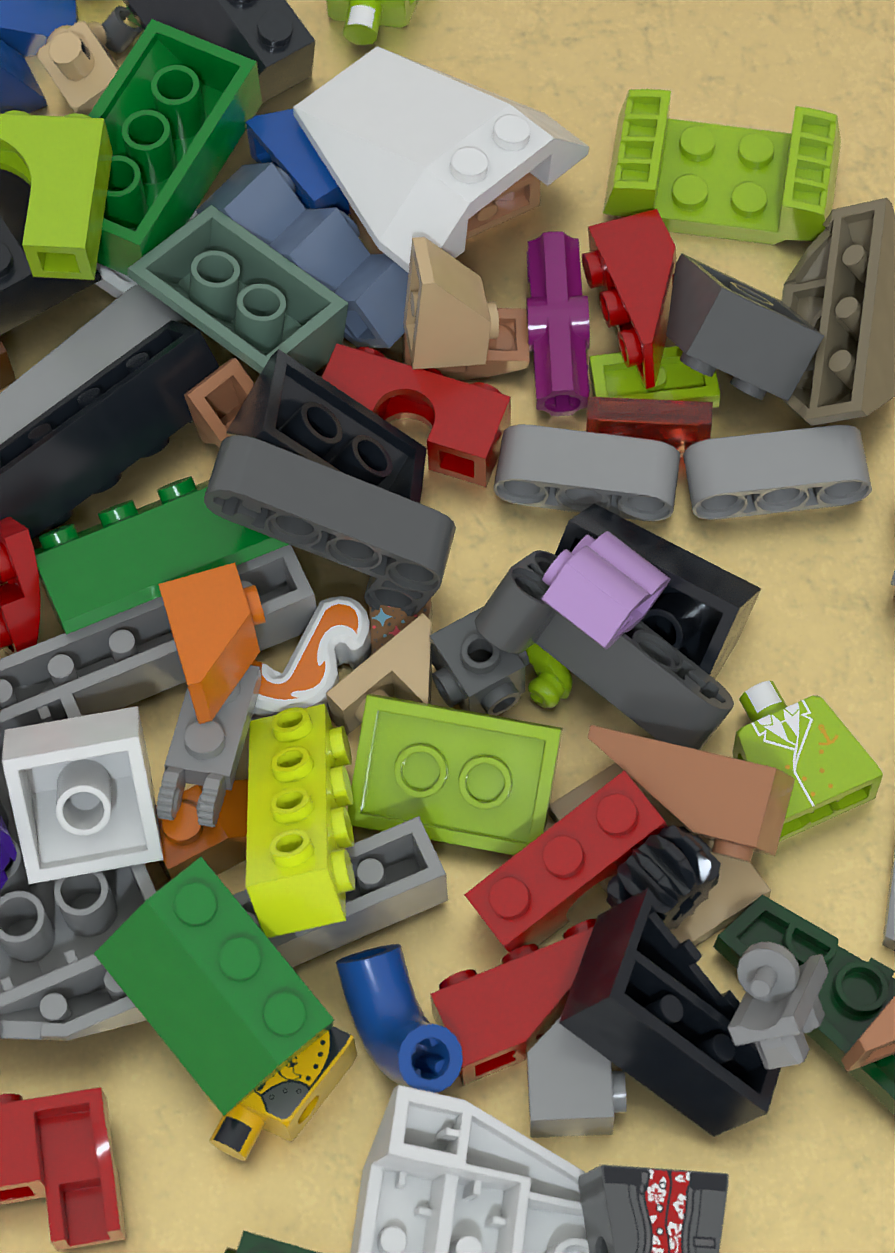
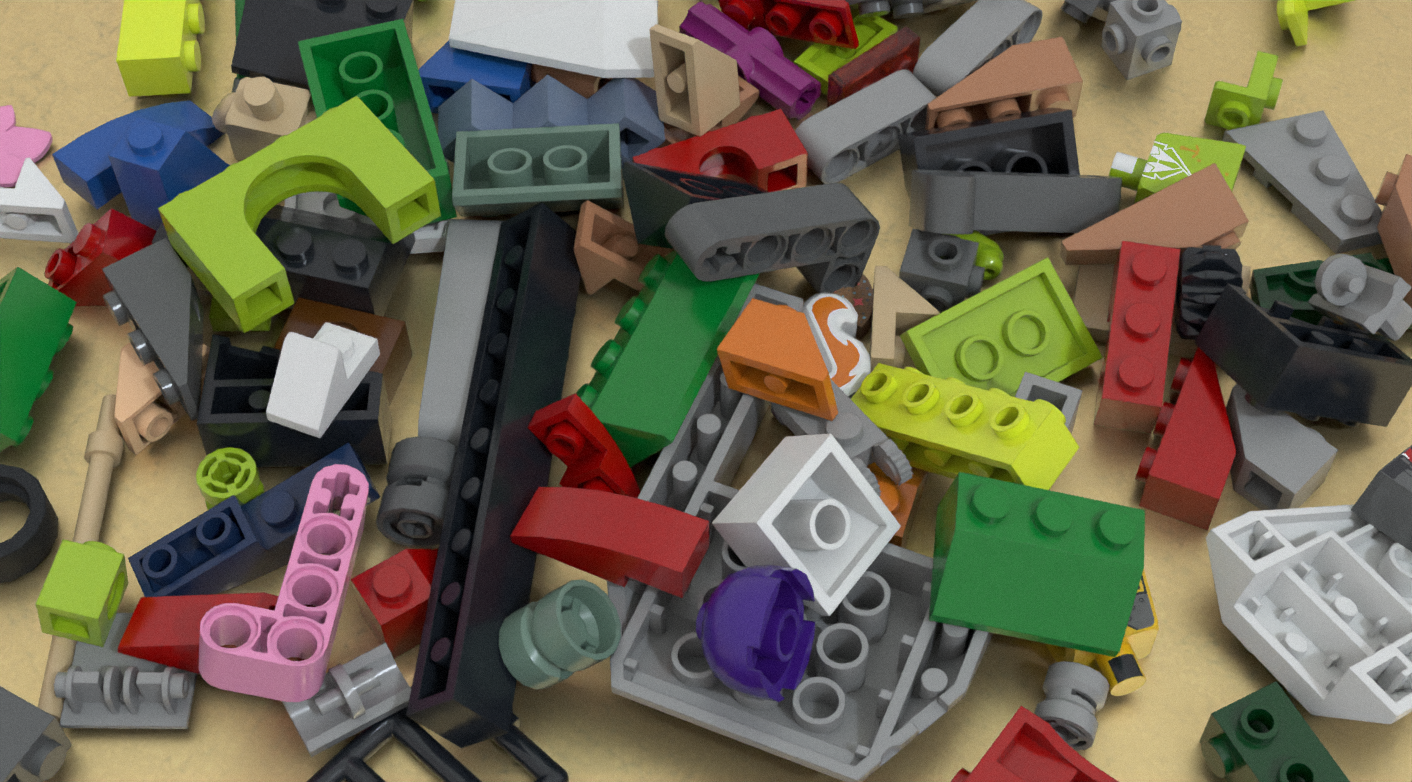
camera: 45 degrees left, 10 degrees down
(151, 1131) = (1071, 702): none -> light grey wheel
(393, 1023) = (1173, 518): blue cylinder -> none
(603, 587) = (993, 146): lavender brick -> none
(755, 538) = (1013, 82): none -> nougat slope

